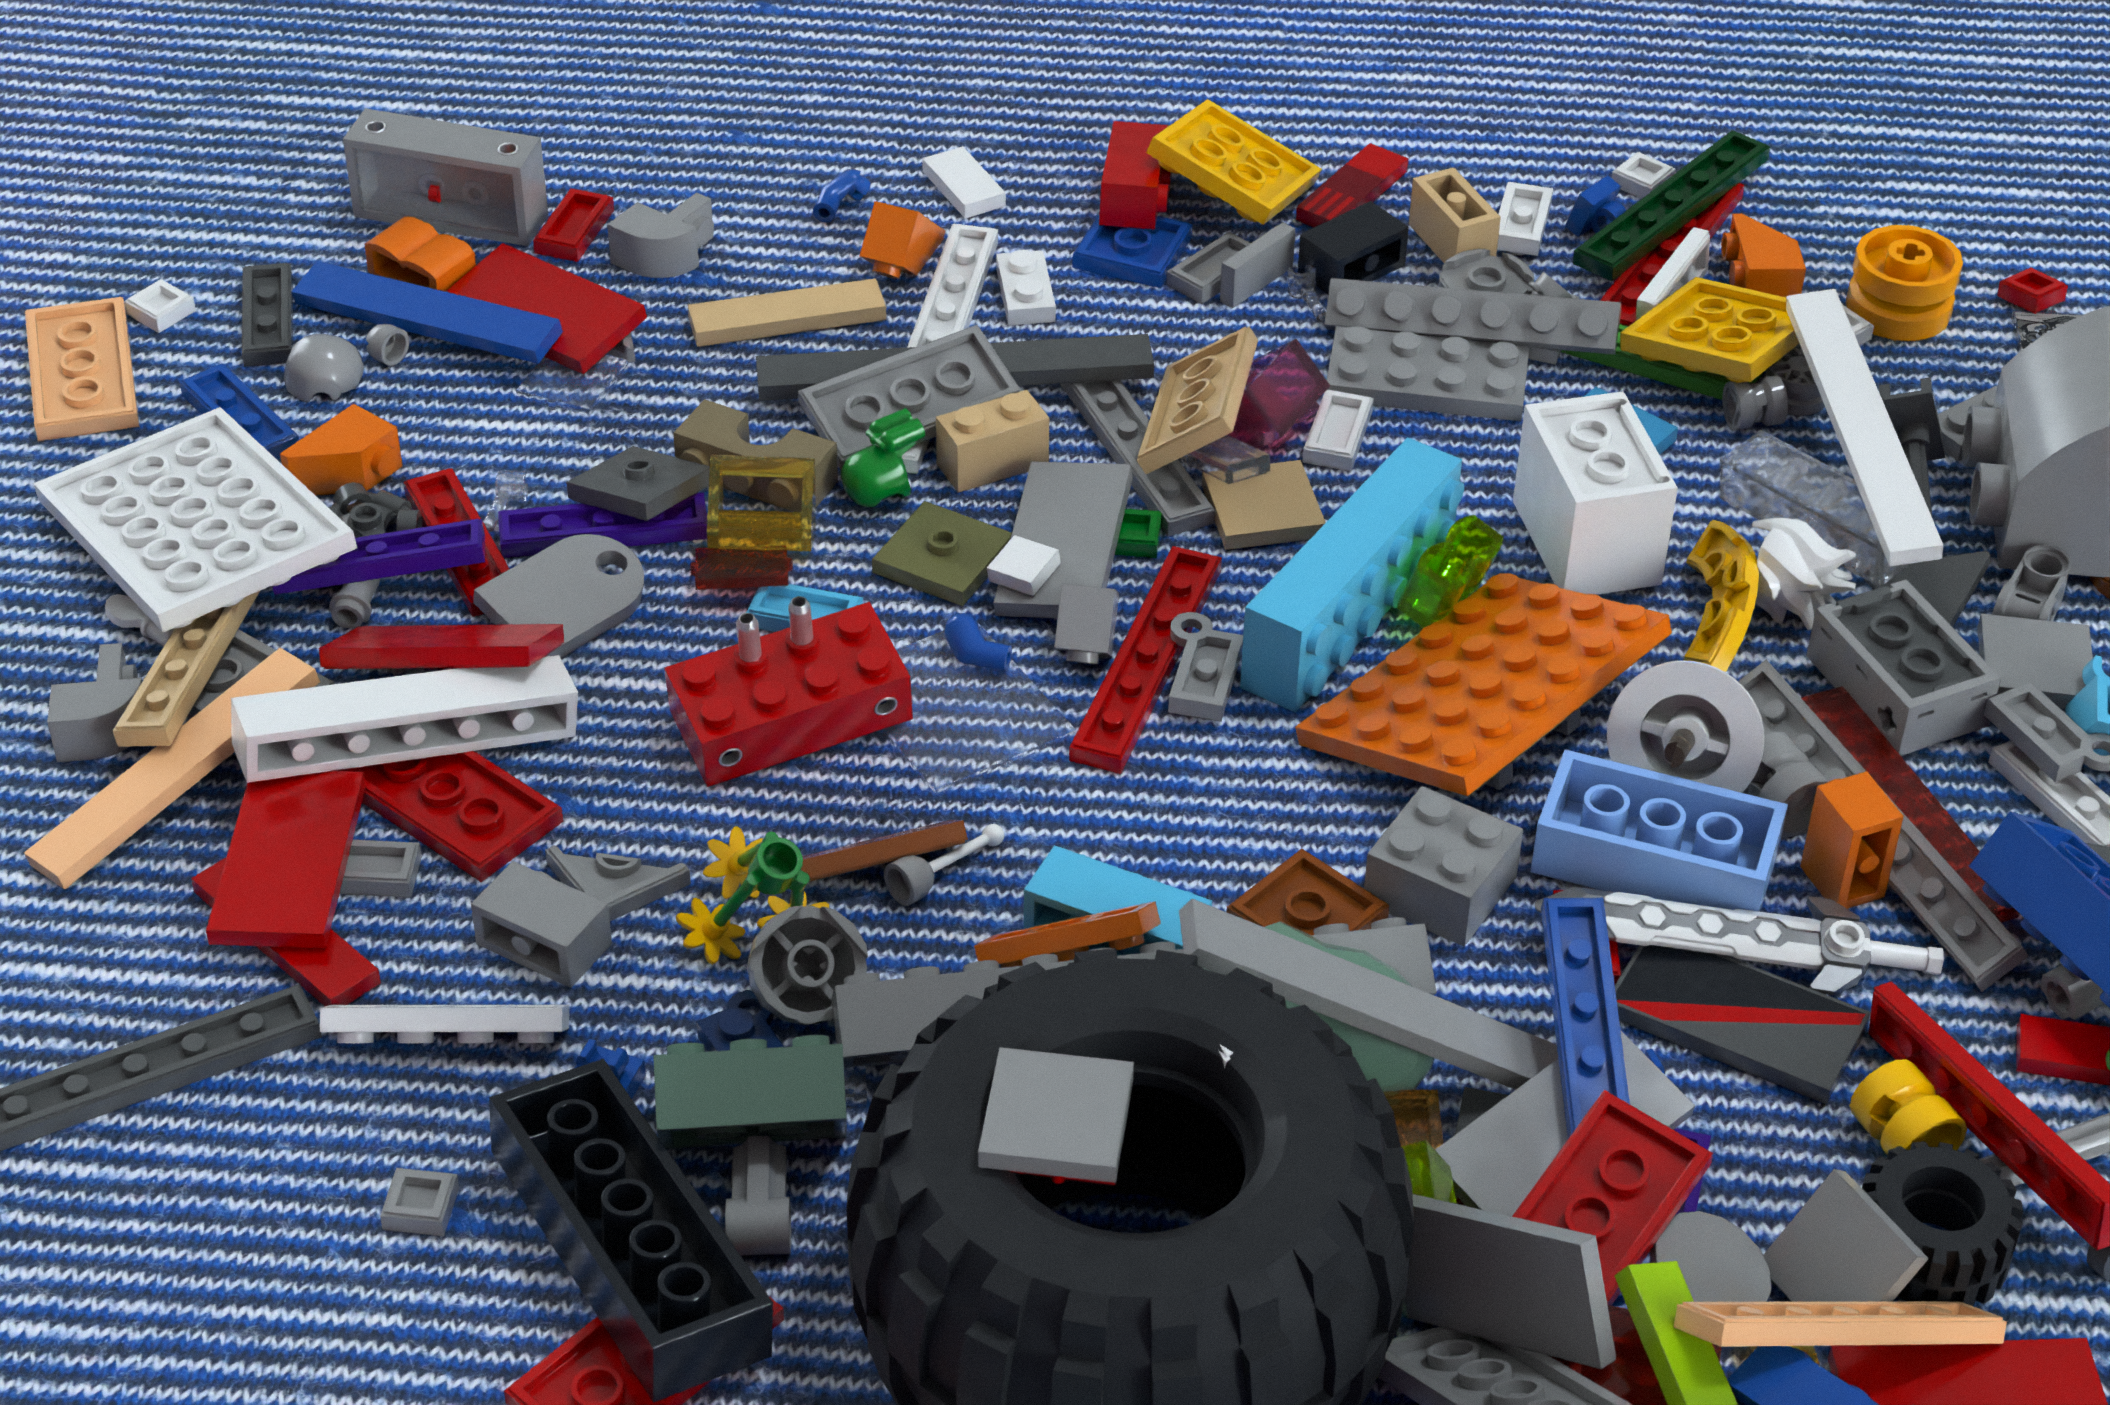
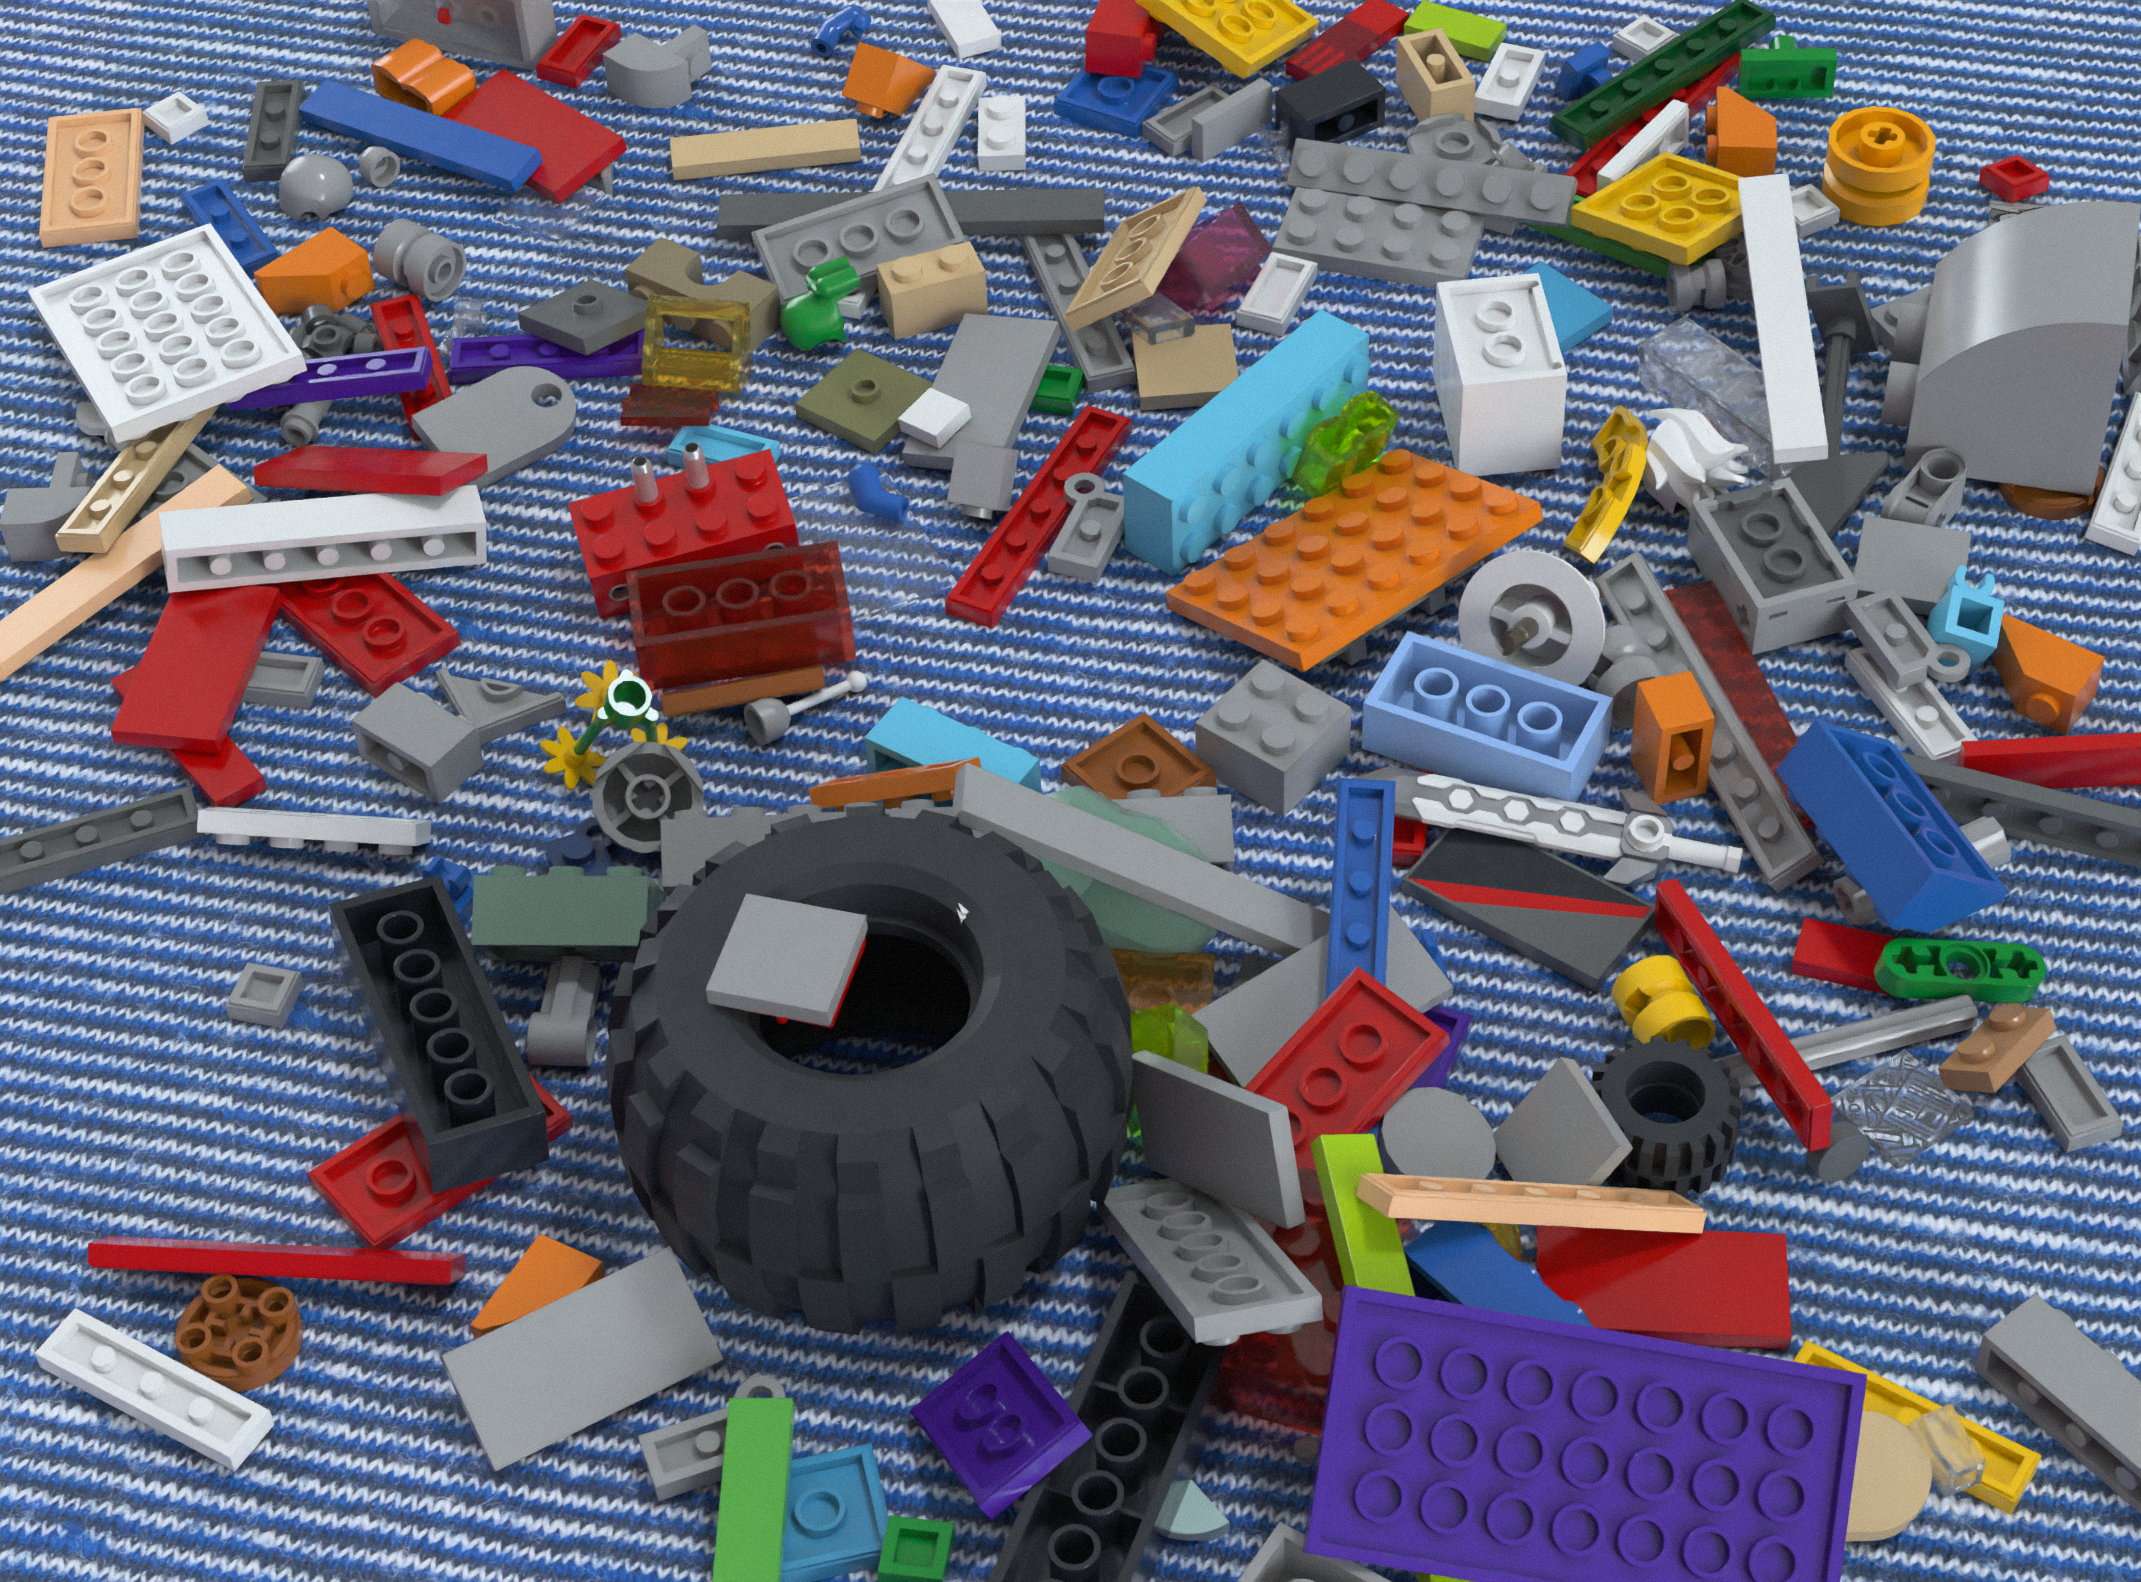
camera: 10 degrees right, 5 degrees up
(451, 433) = (419, 259): none -> light grey wheel
(866, 772) = (740, 615): none -> clear red brick
(1481, 174) = (1467, 32): none -> lime tile
(1791, 199) = (1786, 71): none -> green tile

